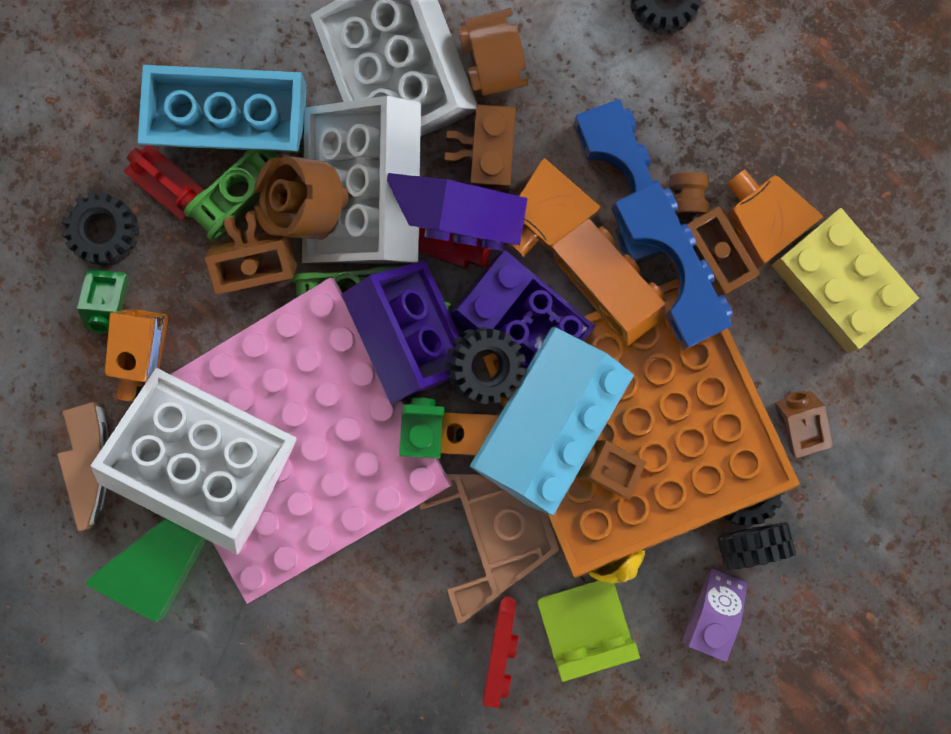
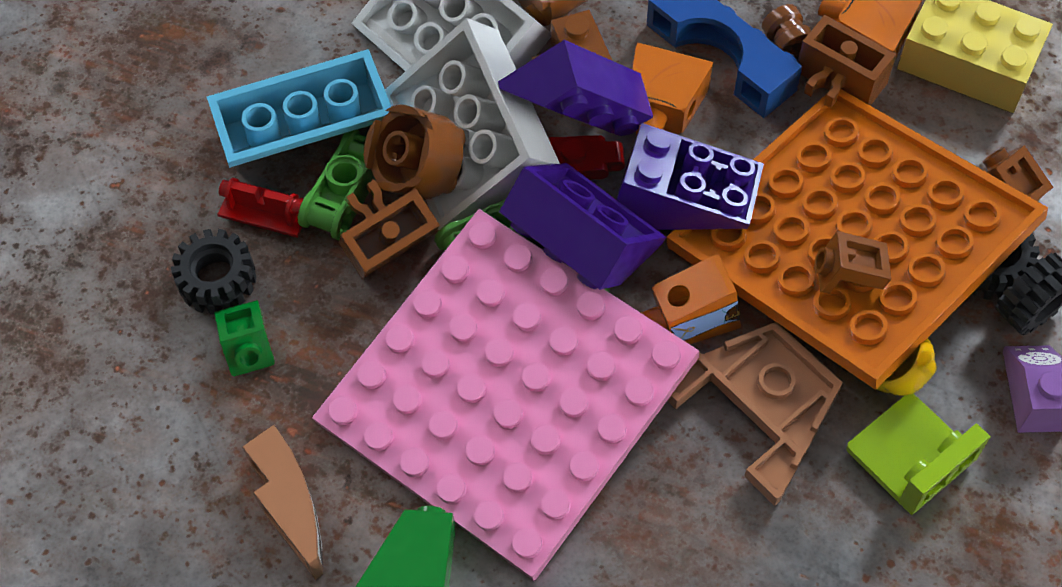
camera: 20 degrees left, 25 degrees down
(137, 335) = (298, 358): orange torso -> none
(194, 460) = (411, 438): white slope -> none
(421, 429) = (642, 298): green bracket -> none
(461, 365) = (664, 225): black tyre -> none
(503, 647) = (836, 507): red hinge -> none
(552, 421) = (773, 241): medium azure slope -> none
(609, 281) = (756, 121): orange brick -> none
(650, 220) = (770, 47): blue arch -> none

